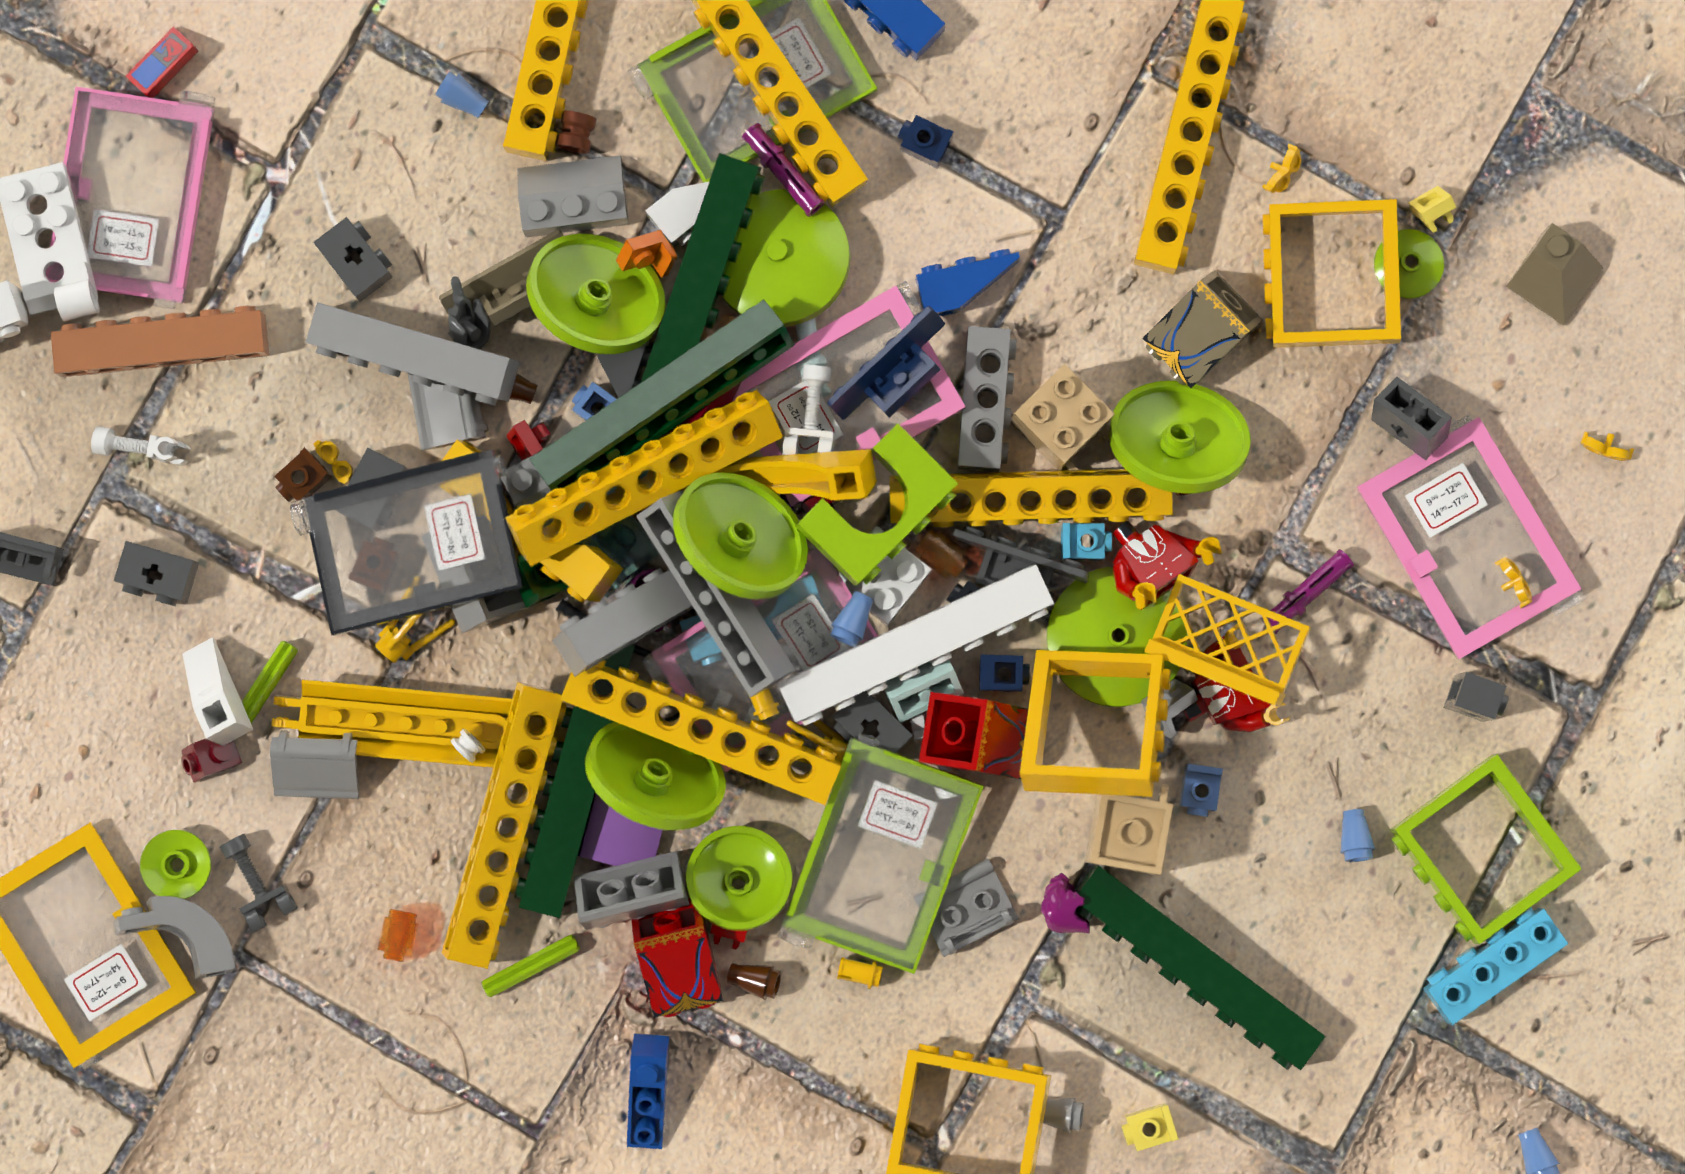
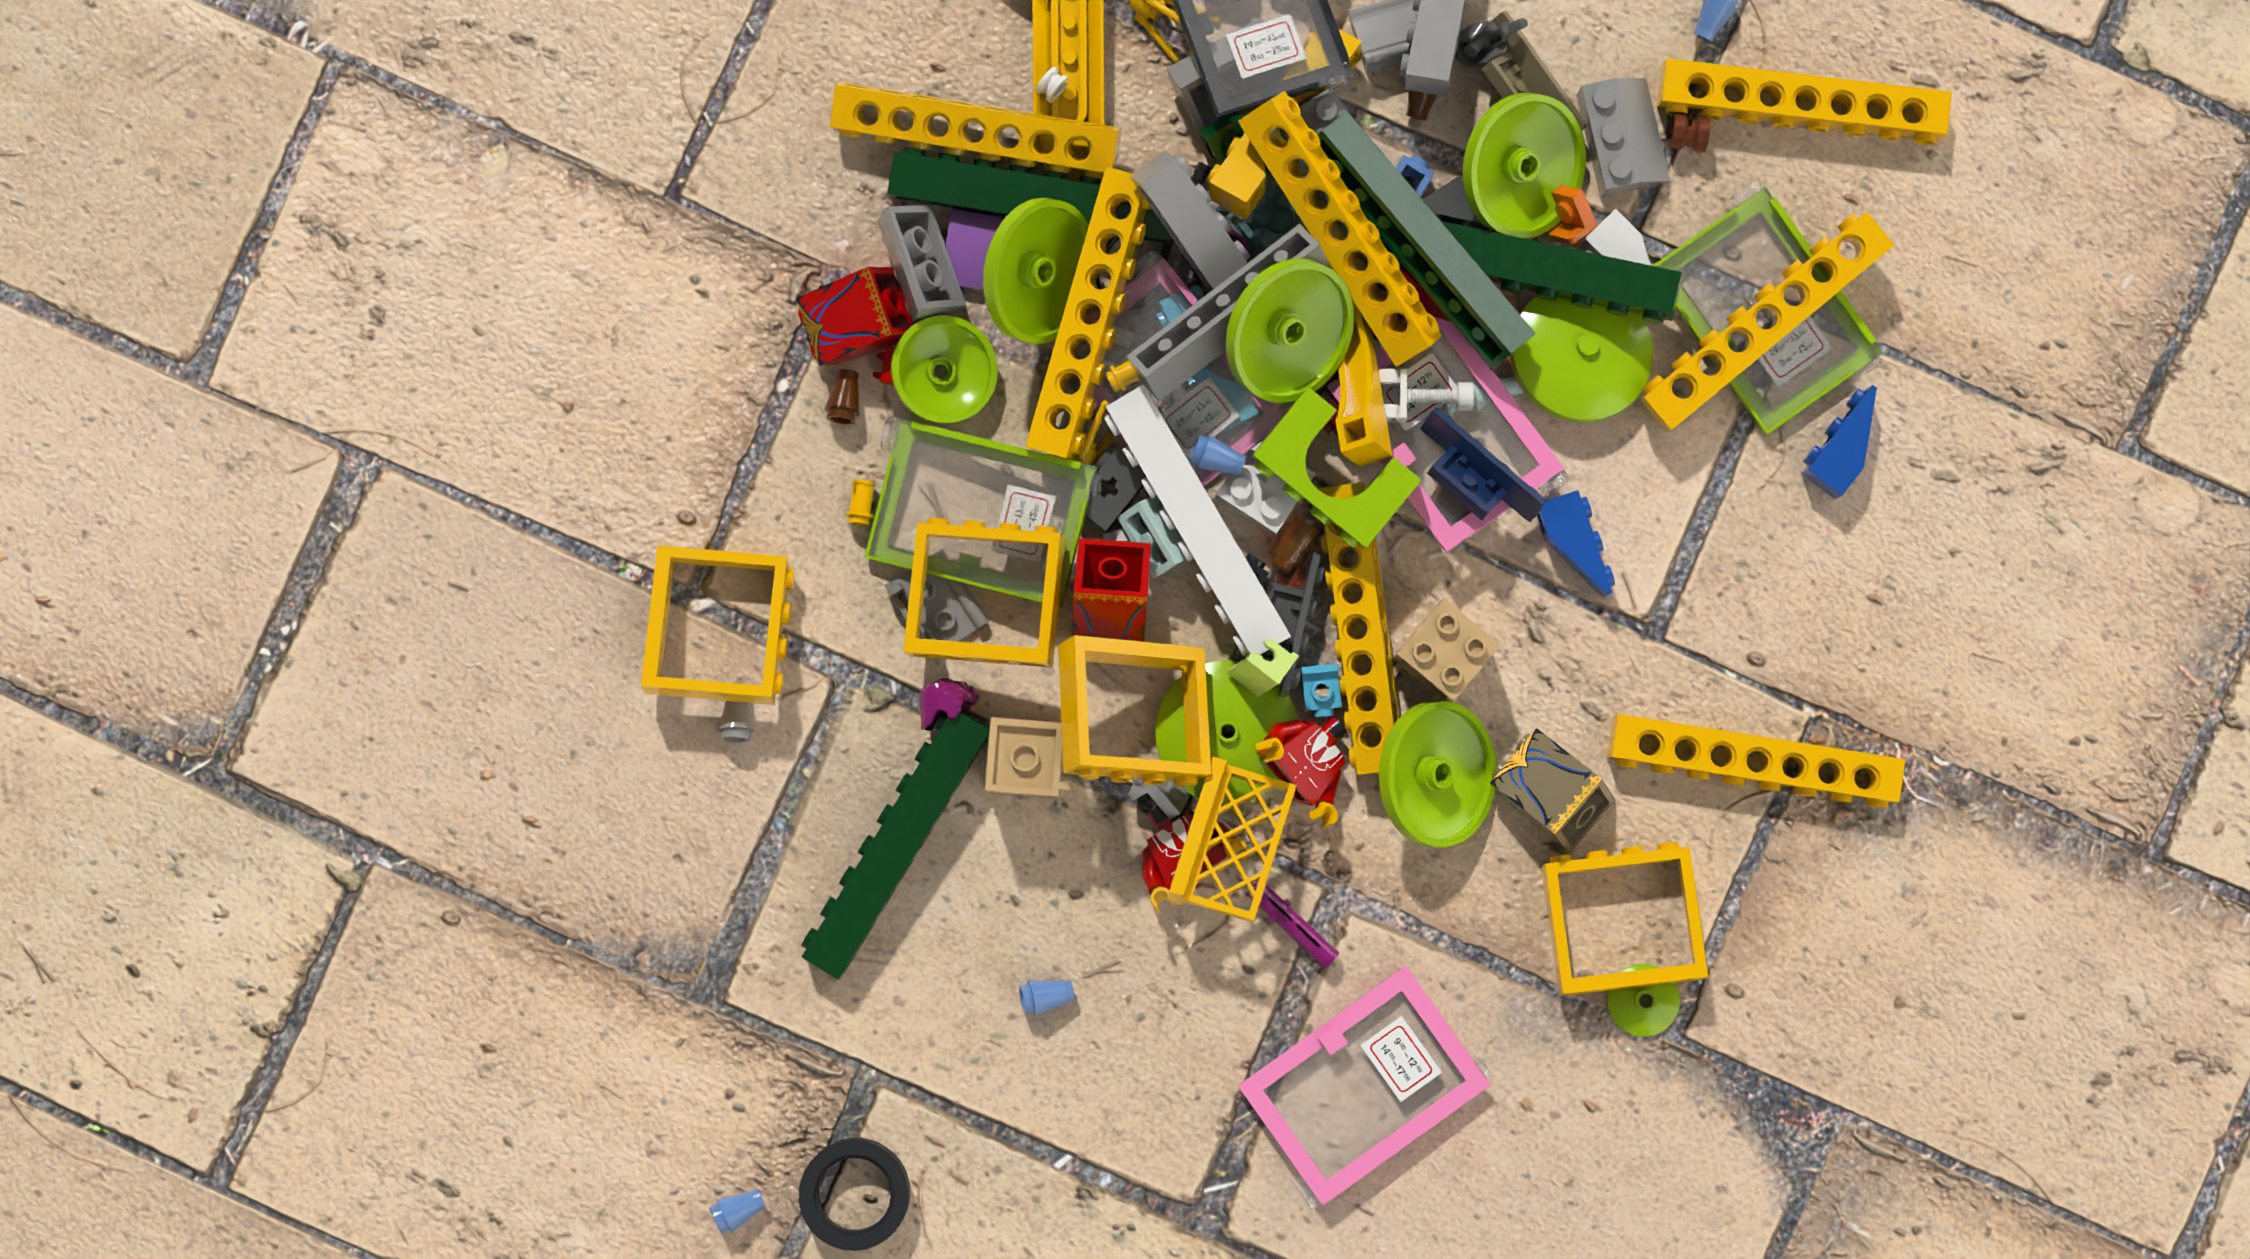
camera: 80 degrees right, 0 degrees up
(398, 935) = (856, 36): clear orange brick -> none
(526, 440) = (1368, 115): red tile -> none
(530, 965) = (837, 172): lime axle -> none
(647, 1091) = (723, 300): blue slope -> none
(774, 159) = (1700, 316): magenta pin -> none
(908, 832) = (977, 652): none -> yellow window
(929, 152) = (1711, 499): dark blue brick -> none
(980, 344) = (1513, 564): light grey brick -> none
(992, 663) = (1179, 604): dark blue brick -> none
(1068, 593) = (1260, 674): none -> yellowish green hinge
(1163, 1122) = (741, 818): light yellow brick -> none
(1197, 775) = (1092, 831): medium blue brick -> none
(1281, 178) = (1718, 859): yellow piece -> none
(1411, 418) = (1481, 1013): dark grey brick -> none
(1432, 206) = (1705, 1017): light yellow tile -> none
(1476, 697) = (1199, 1105): dark grey brick -> none
(1495, 965) = (926, 1148): medium azure brick -> none
(1516, 579) = (1323, 1138): yellow piece -> none
(1530, 815) = (992, 1092): lime window -> none
(1556, 274) = (1647, 1153): dark tan slope -> none
(1575, 1039) = (822, 1225): none -> black tyre
(1605, 449) = (1471, 1221): yellow piece -> none

